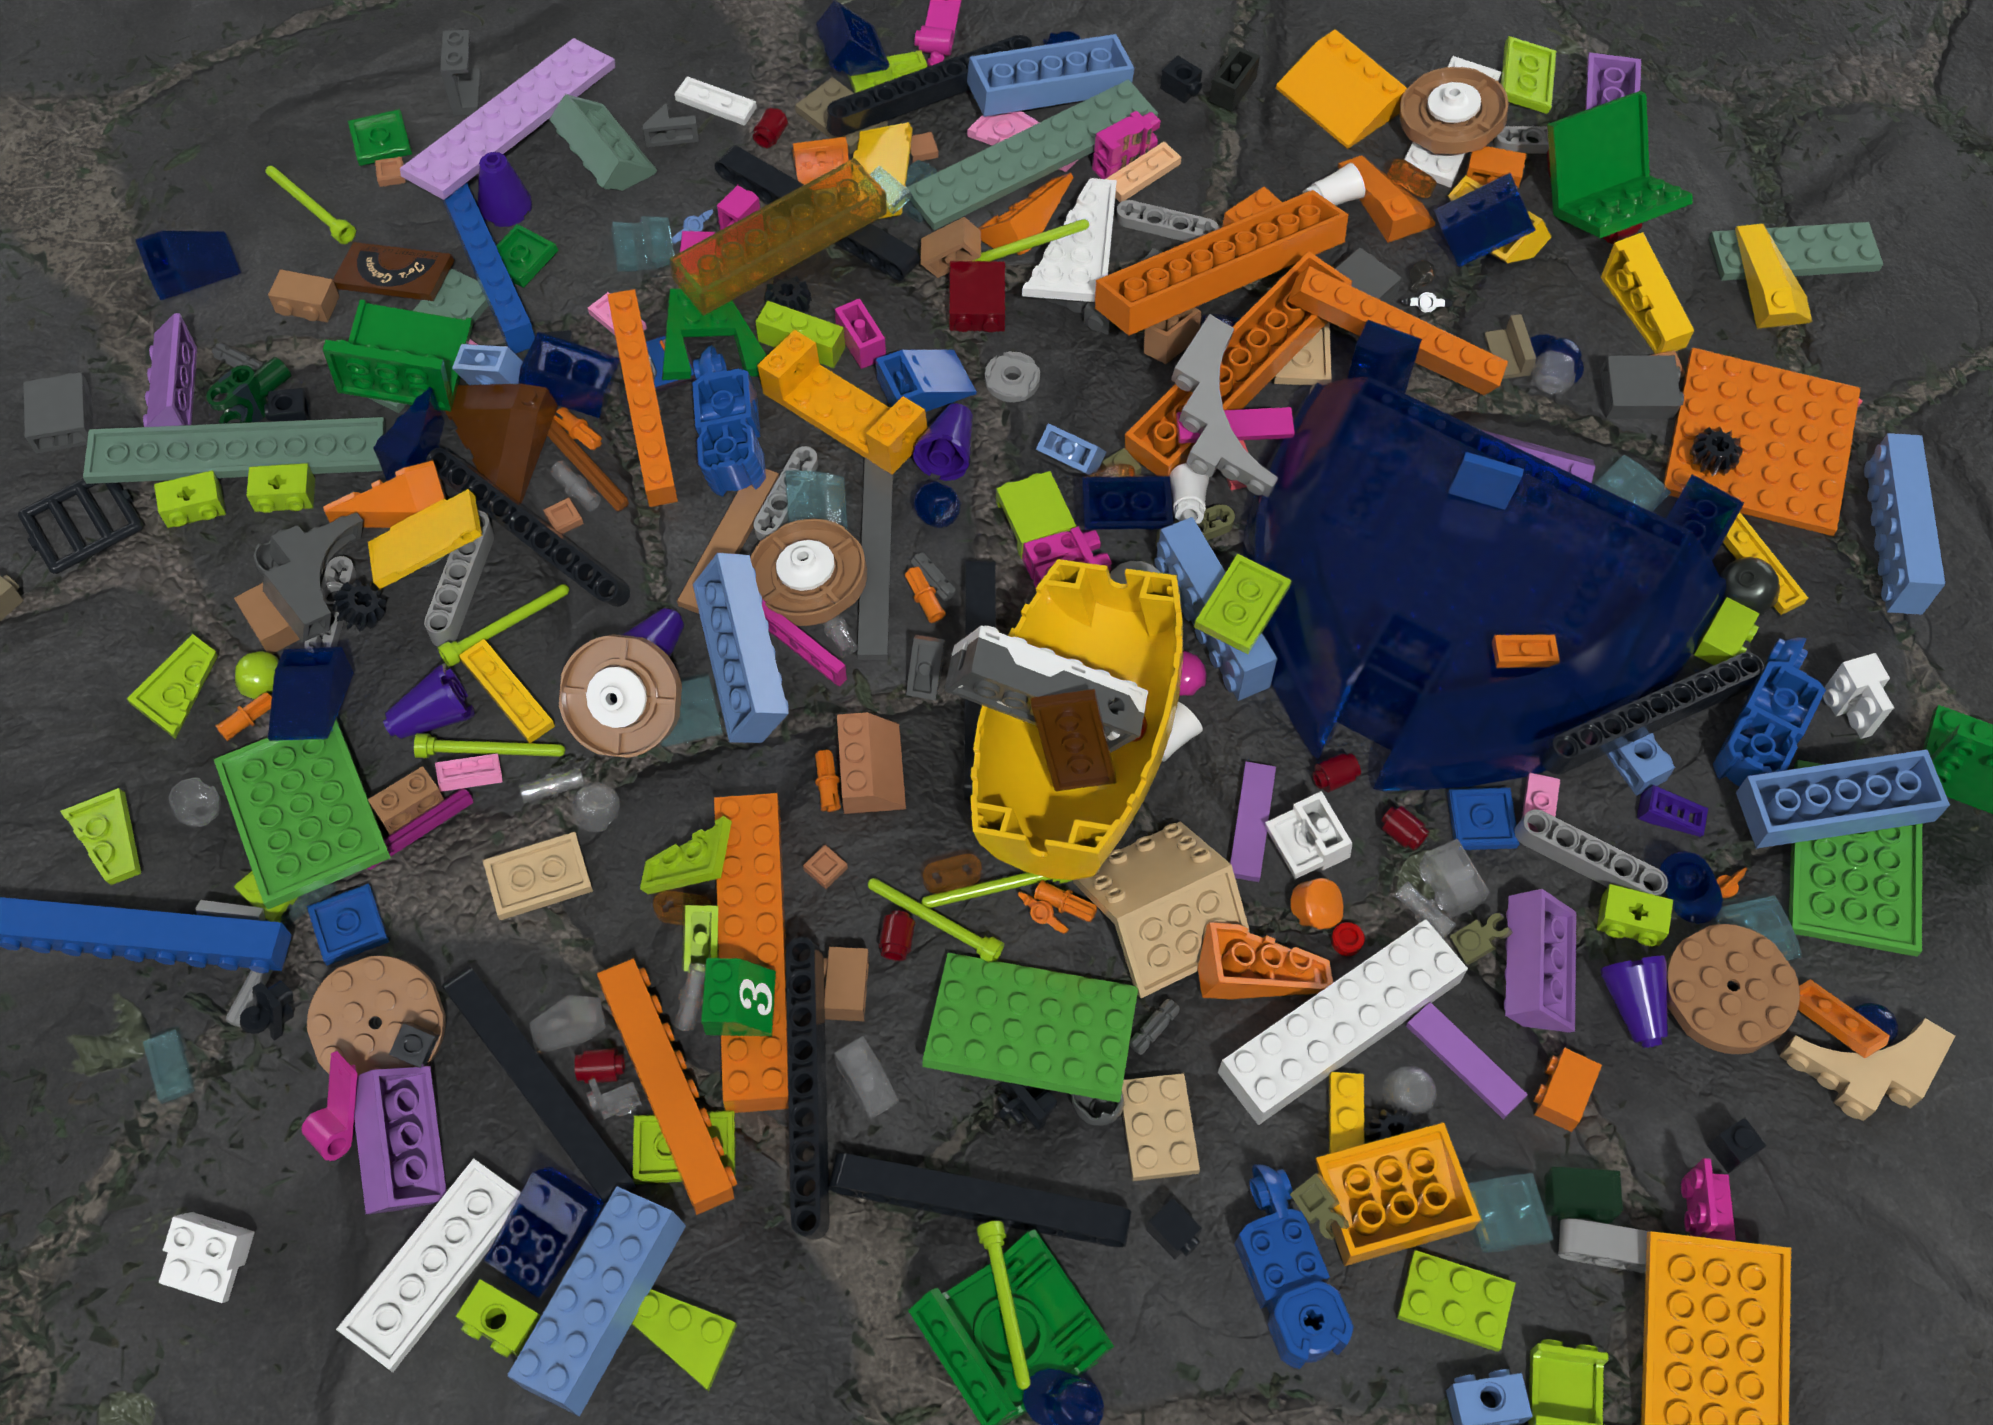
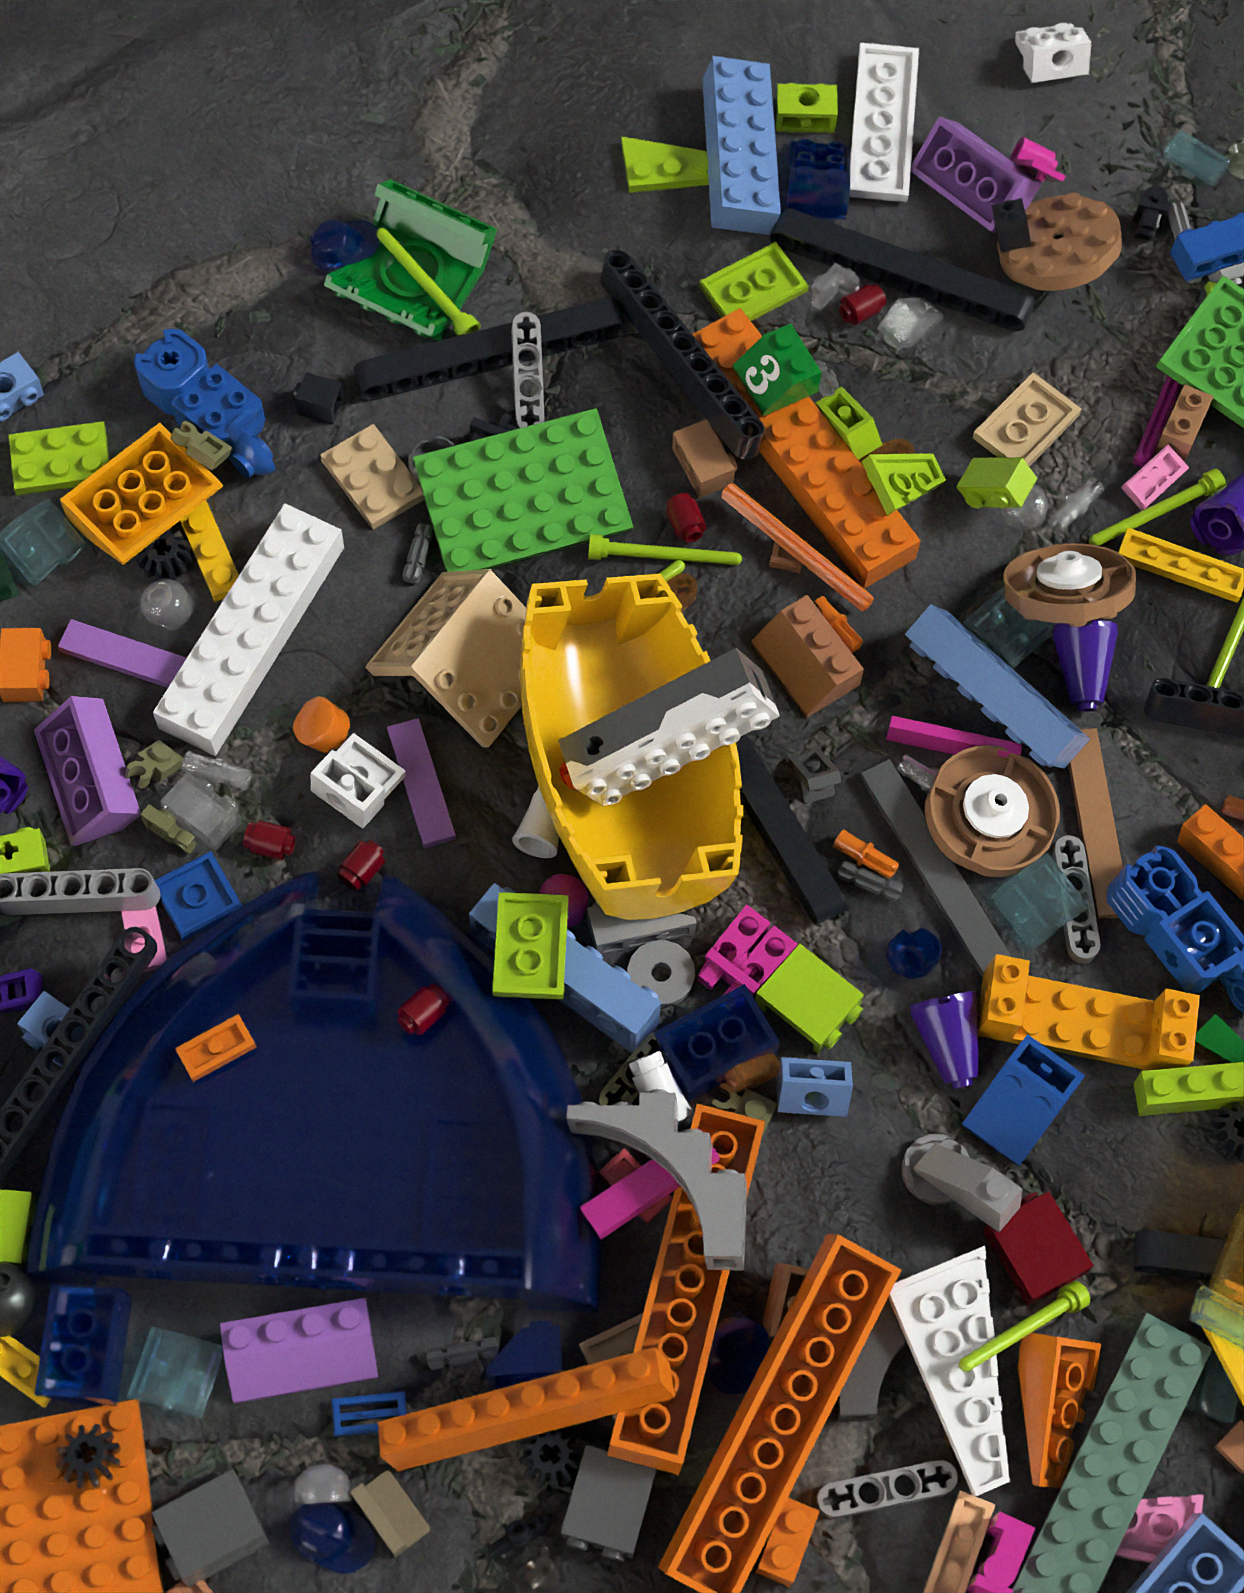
camera: 150 degrees right, 5 degrees up
(347, 924) = (1151, 318): blue tile -> none
(612, 819) = (996, 482): none -> lime brick
(666, 1087) = (786, 301): orange brick -> none
(819, 859) = (797, 547): none -> orange axle
(860, 333) = (1128, 1118): dark pink brick -> none
(866, 1077) = (642, 395): clear slope -> none
(951, 243) = (1105, 1286): medium nougat brick -> none
(958, 1142) = (527, 373): none -> light grey beam
(1003, 337) = (971, 1185): none -> light grey slope
(1074, 740) = (619, 699): reddish brown tile -> none
(1249, 966) = (353, 635): orange wedge -> none
(1347, 939) = (279, 714): red tile -> none
(1353, 598) = (422, 1009): none -> dark red brick
(1485, 480) = (336, 1222): blue tile -> none
(1491, 876) = (164, 825): none -> olive plate
(1496, 415) = (365, 1415): none -> blue tile

